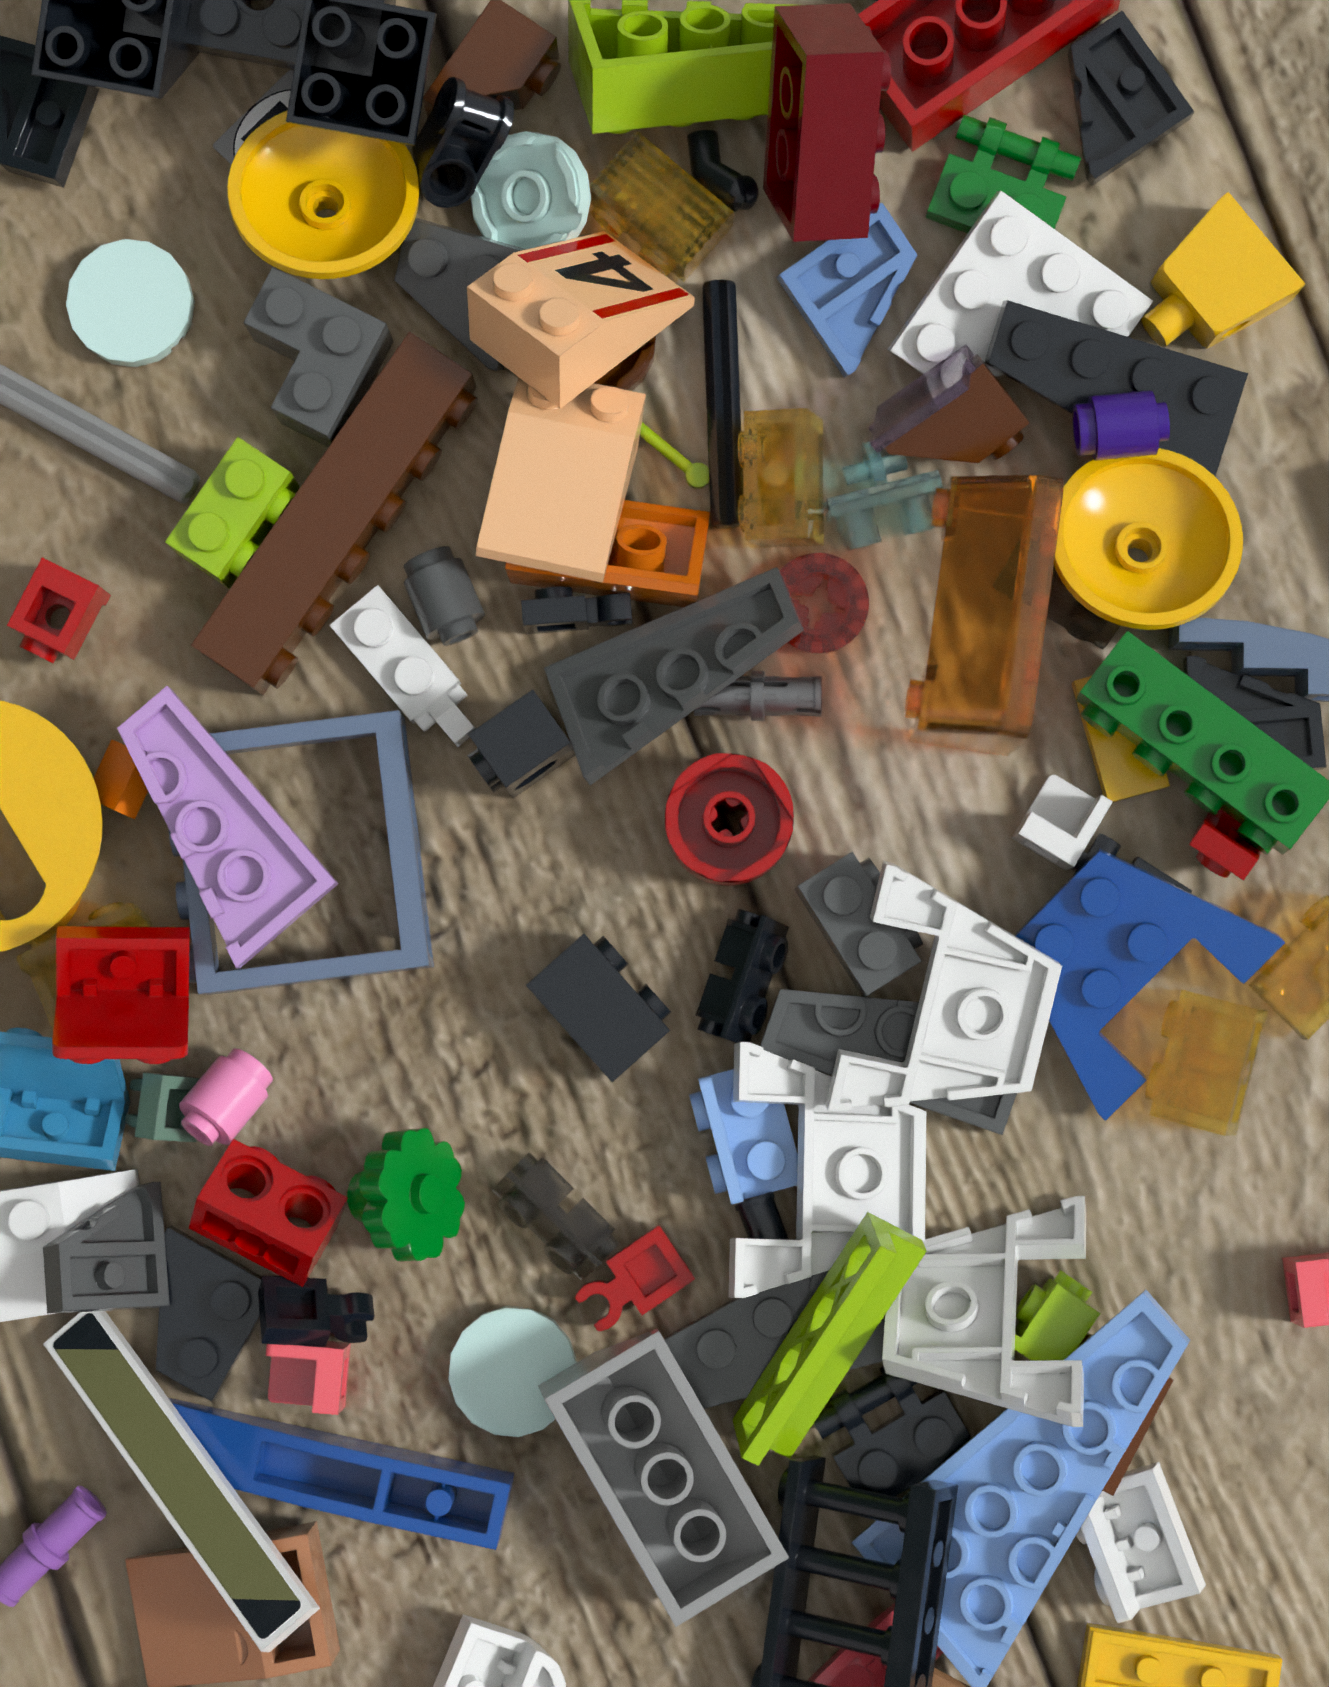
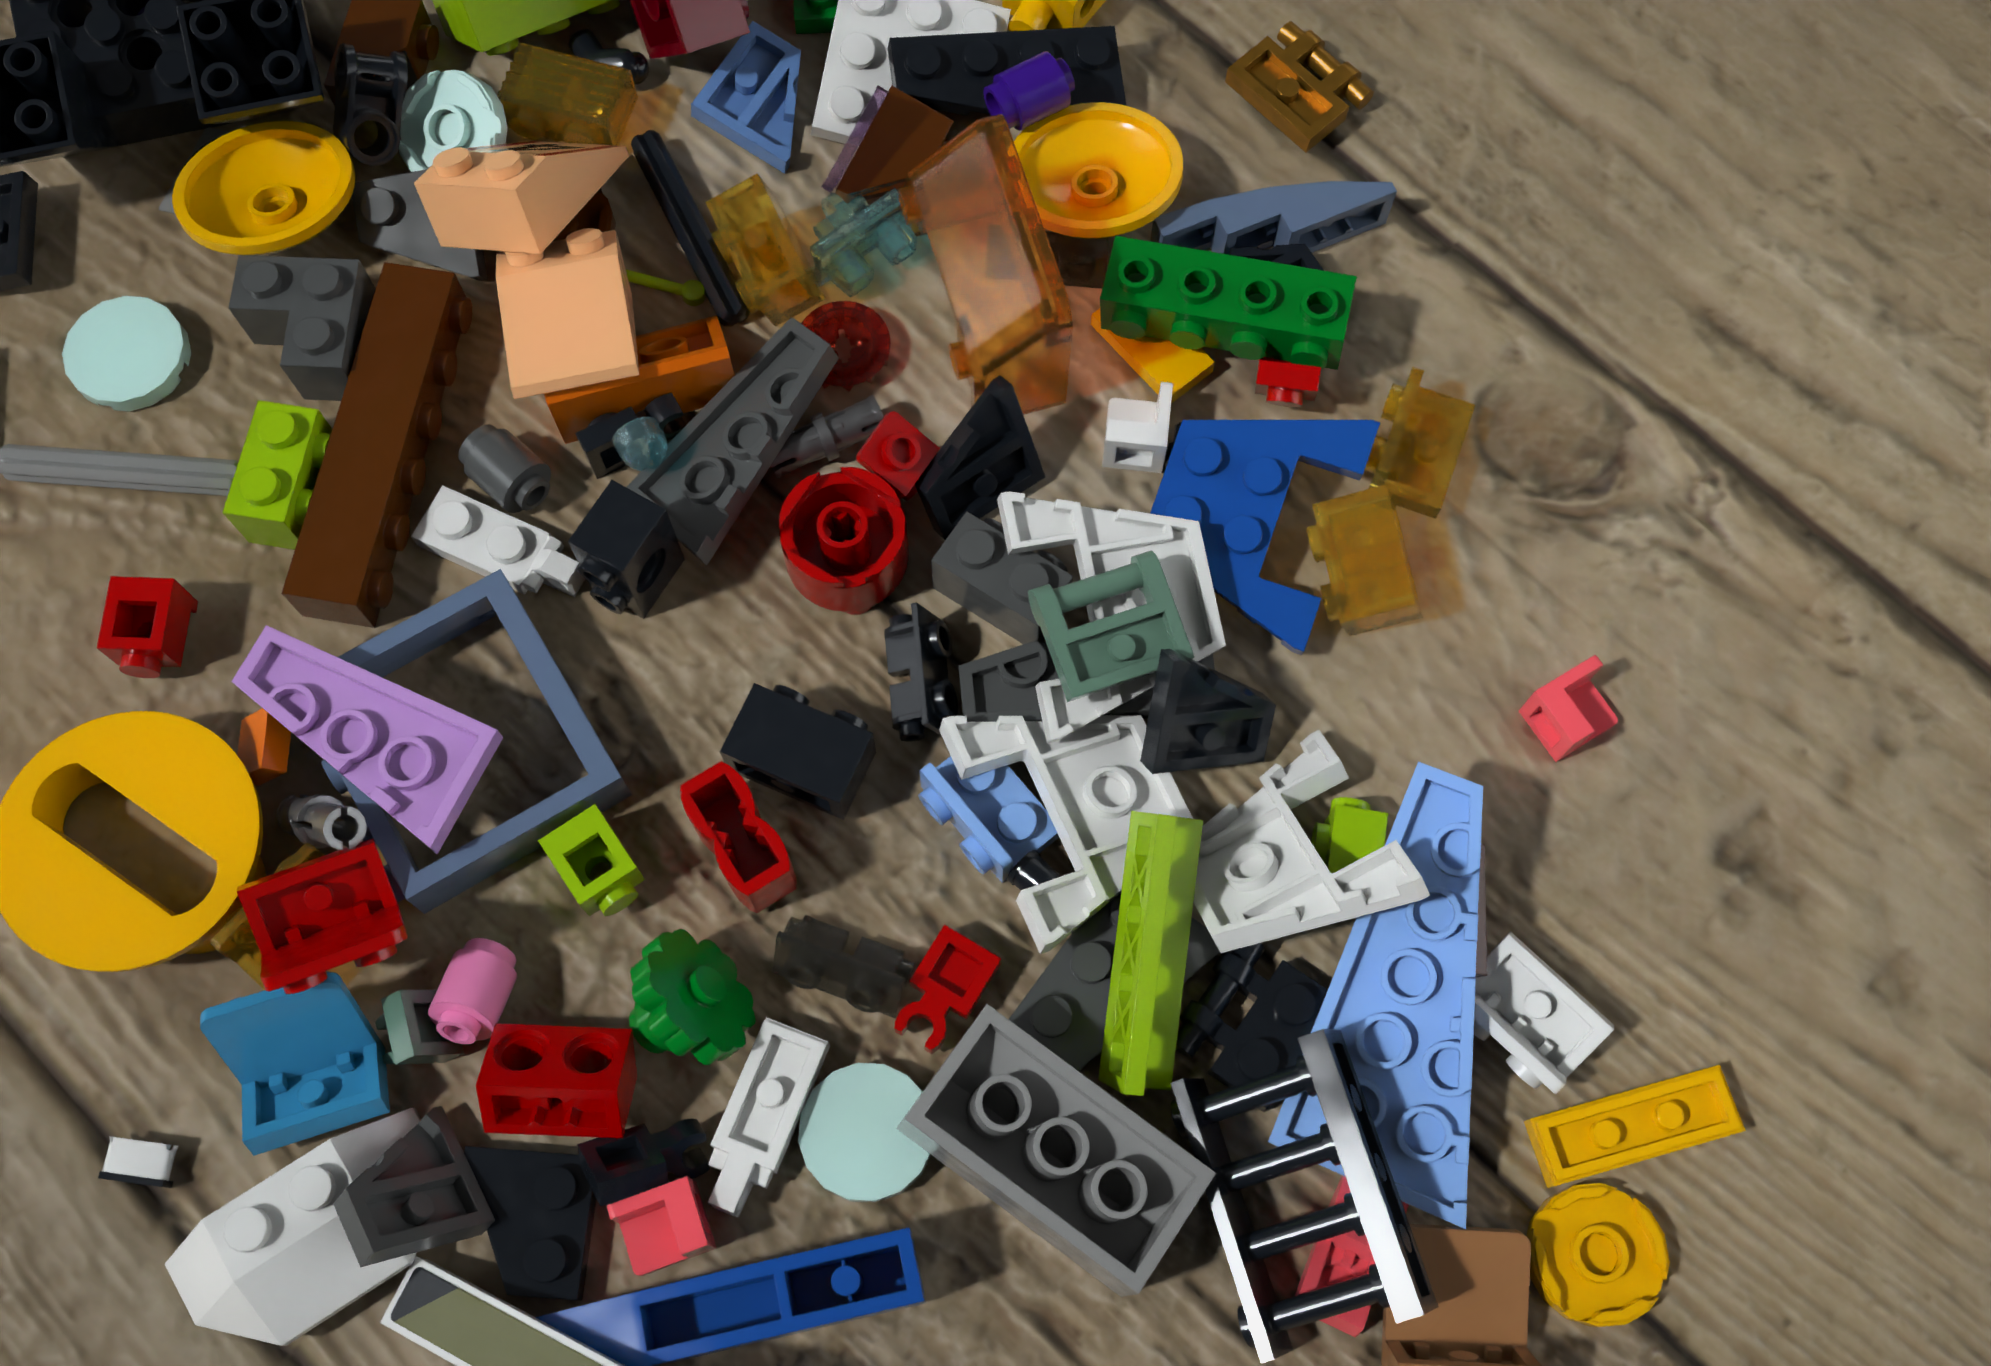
camera: 30 degrees left, 15 degrees down
(149, 885) = (321, 827): none -> flat silver pin
(356, 1009) = (578, 848): none -> lime brick
(433, 1314) = (763, 1112): none -> white hinge
(513, 1086) = (743, 843): none -> red brick
(579, 640) = (641, 443): none -> clear light blue hinge
(812, 763) = (897, 454): none -> red bracket
(890, 799) = (980, 460): none -> black wing
(928, 1059) = (1116, 646): none -> sand green plate
(977, 1151) = (1203, 718): none -> black wing

